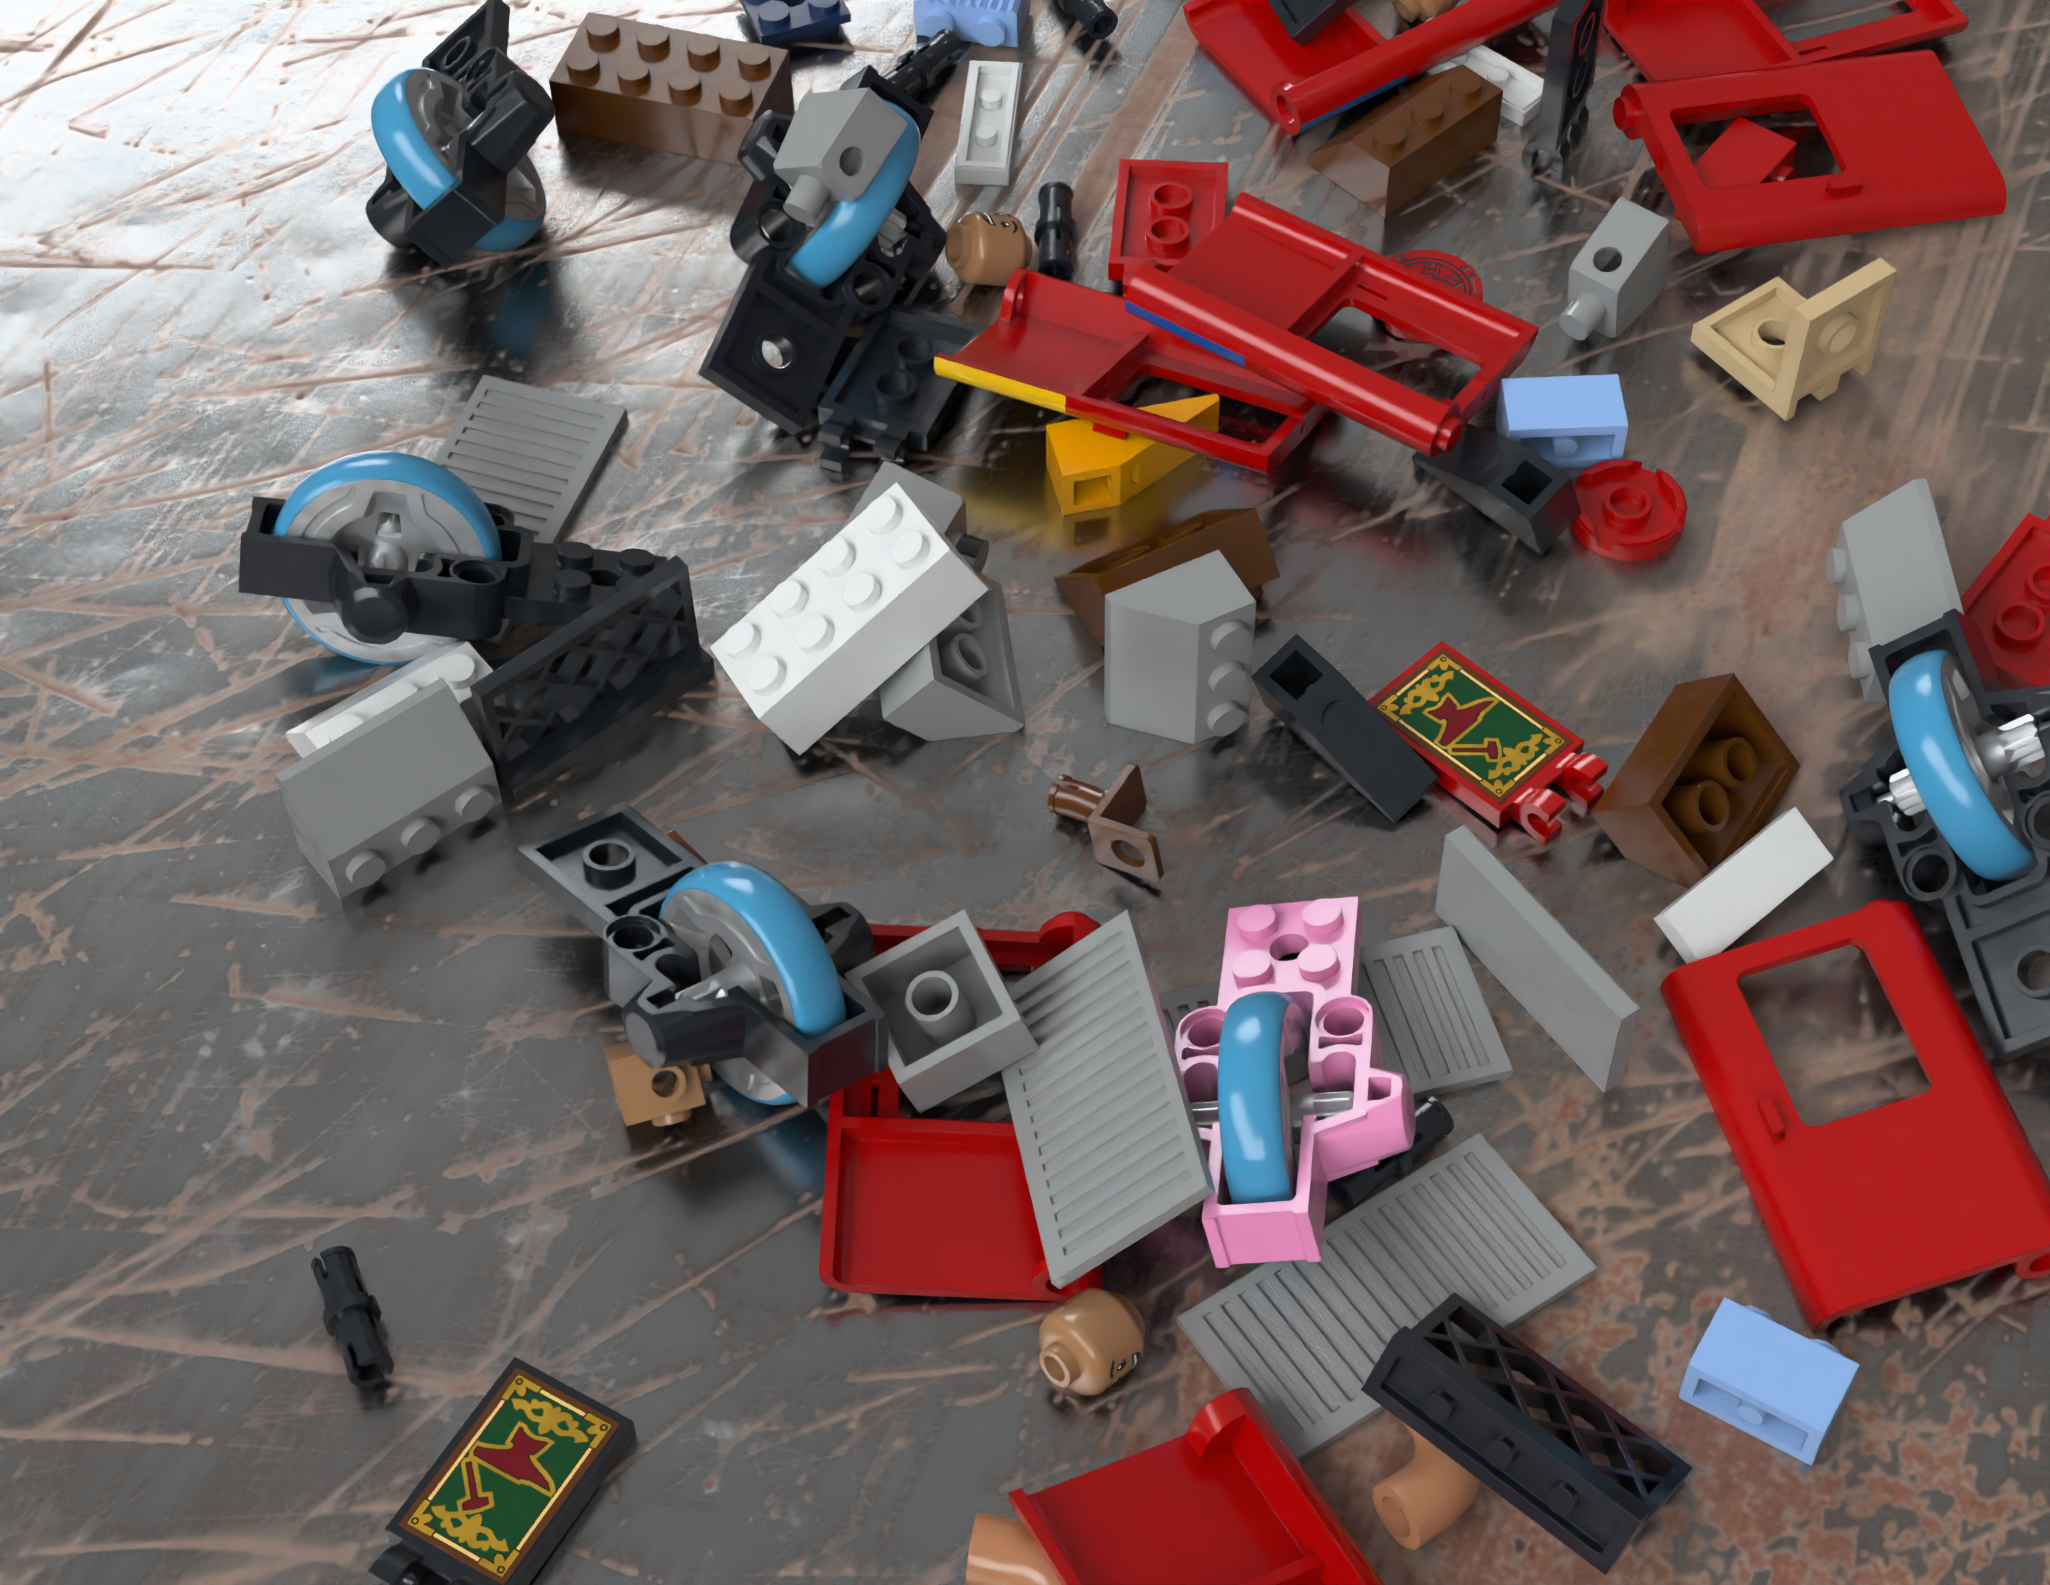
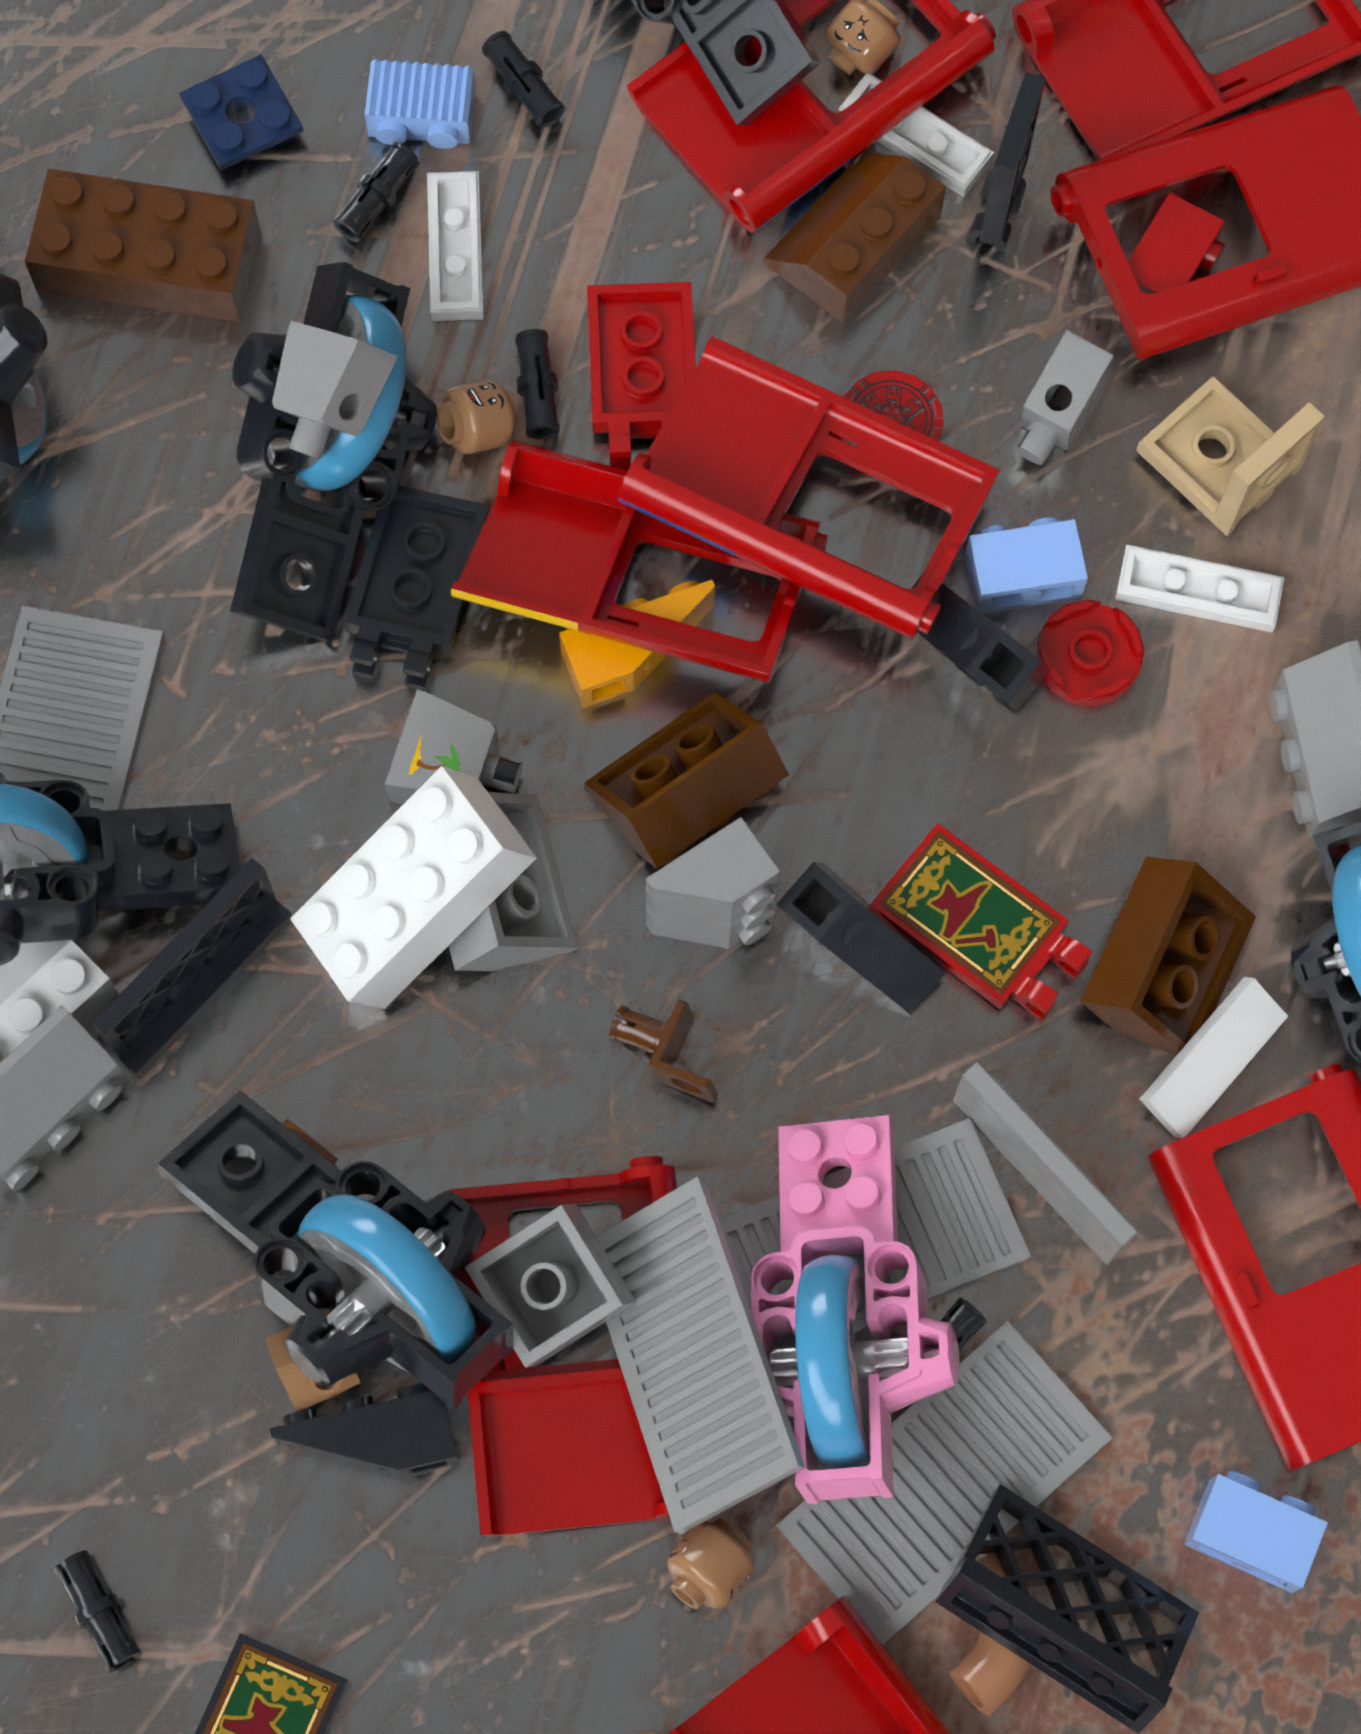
camera: 10 degrees left, 20 degrees up
(722, 1166) = (387, 1436): none -> black slope
(1753, 464) = (1199, 588): none -> white tile

